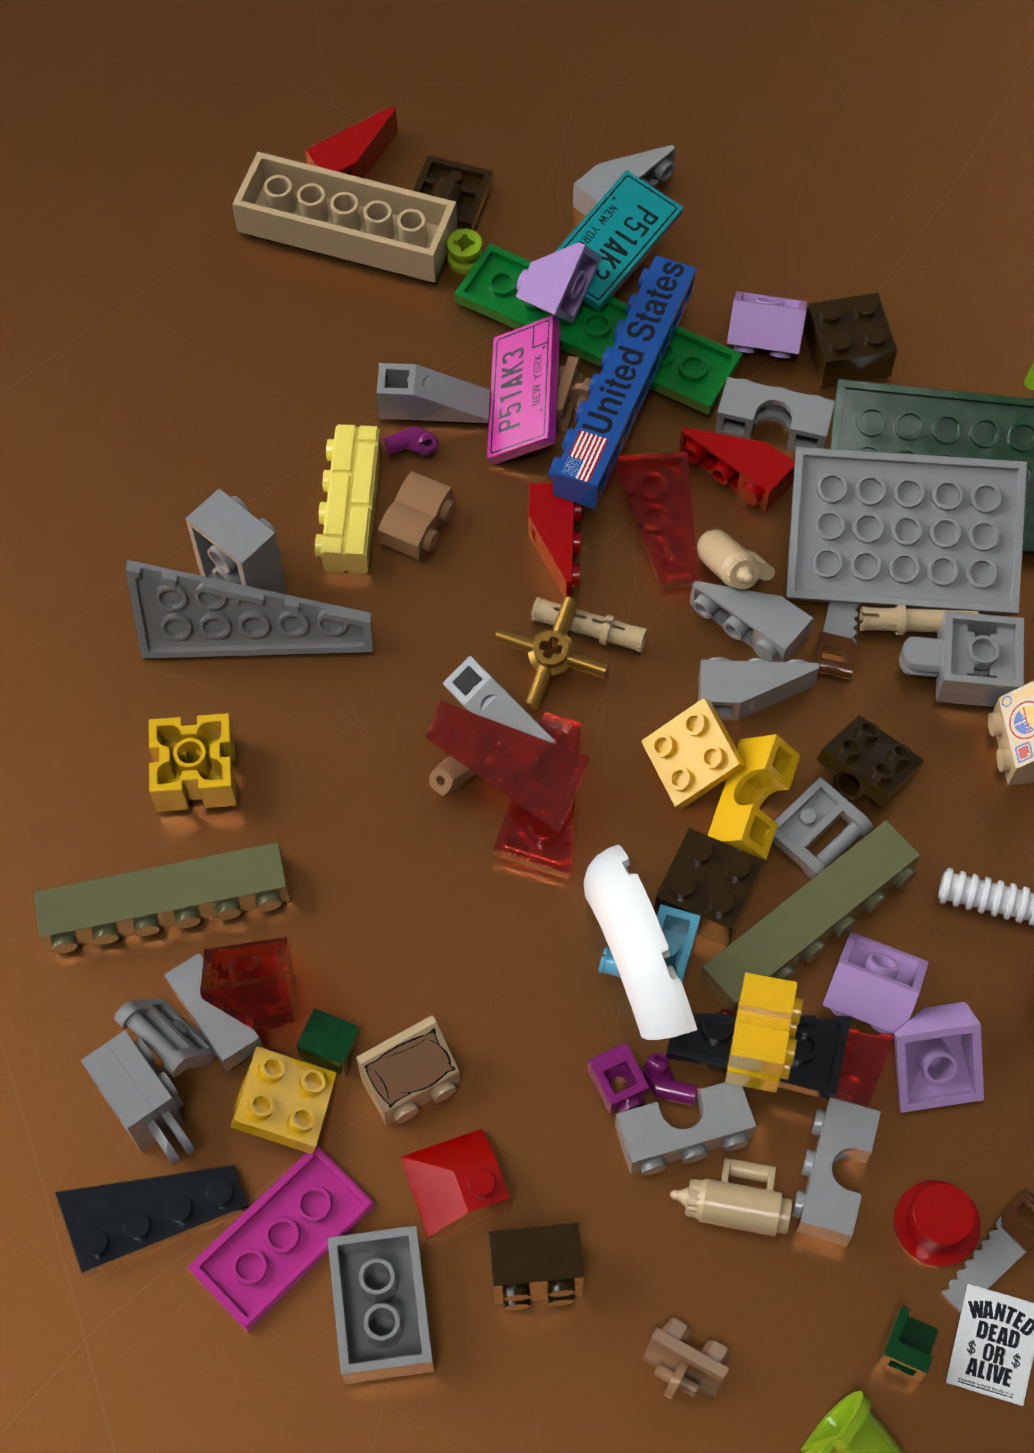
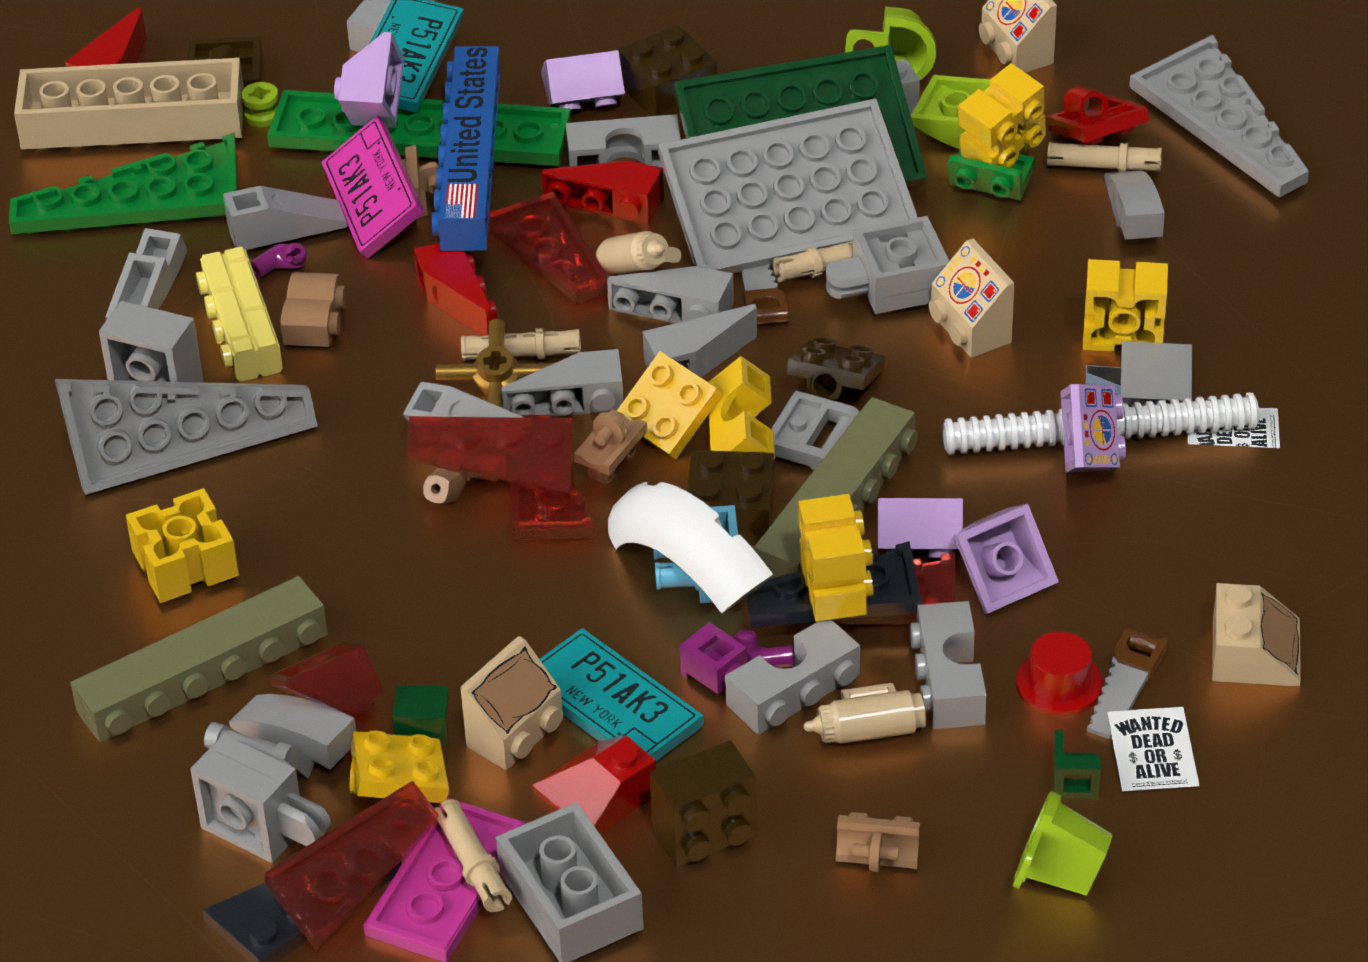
camera: 20 degrees left, 20 degrees down
(184, 1207) = (344, 866): none -> clear red wing
(284, 428) = (150, 270): none -> light grey slope
(307, 1238) = (479, 867): none -> tan pin
(319, 321) = (136, 193): none -> green wing
(511, 1084) = (616, 698): none -> teal tile
(616, 694) = (572, 386): none -> light grey slope
(622, 779) = (609, 444): none -> medium nougat hips

